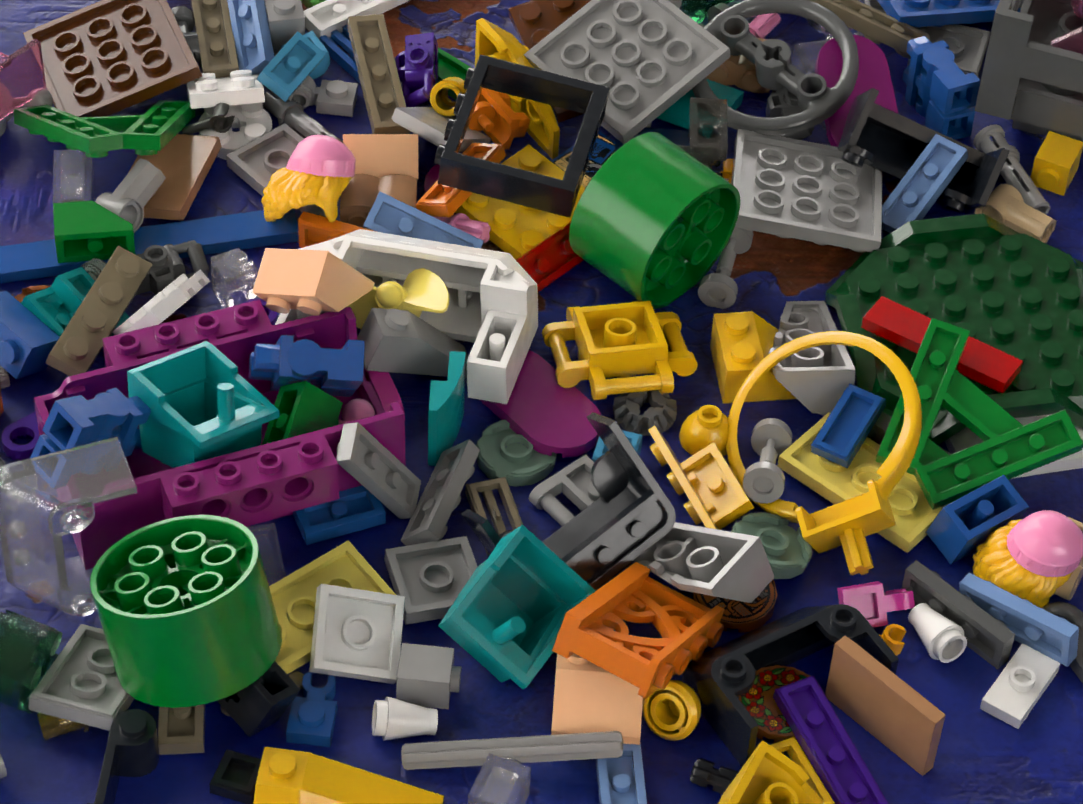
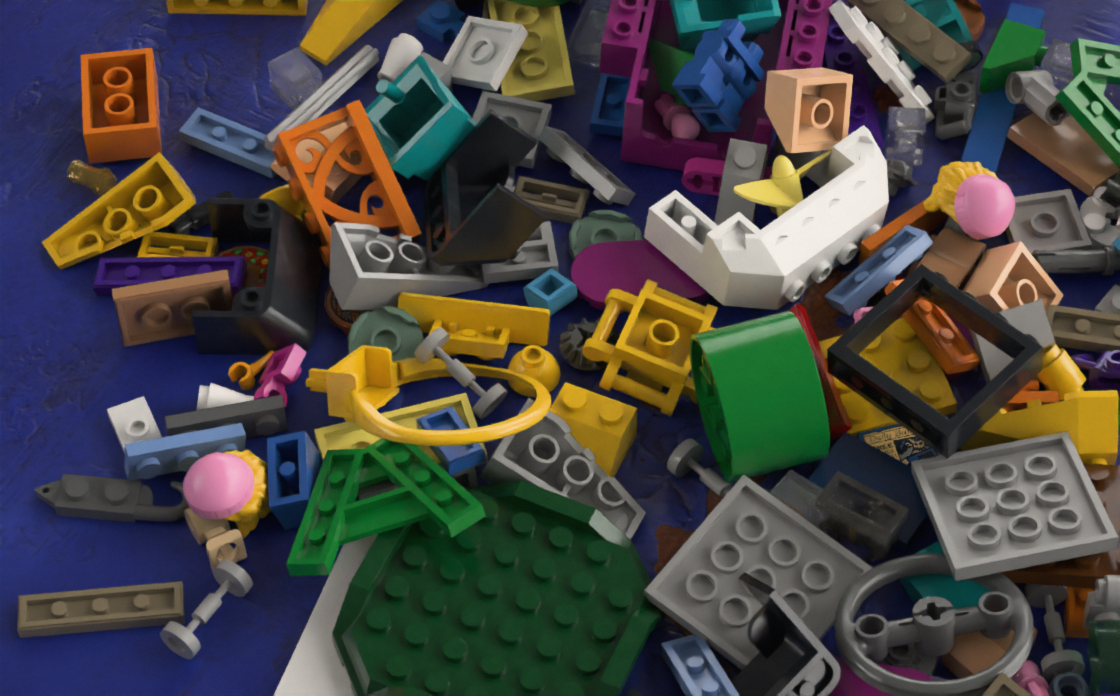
camera: 125 degrees right, 5 degrees up
(378, 470) = (607, 103): light grey plate -> none
(446, 407) = (652, 177): teal slope -> none
(908, 329) = (489, 537): red tile -> none

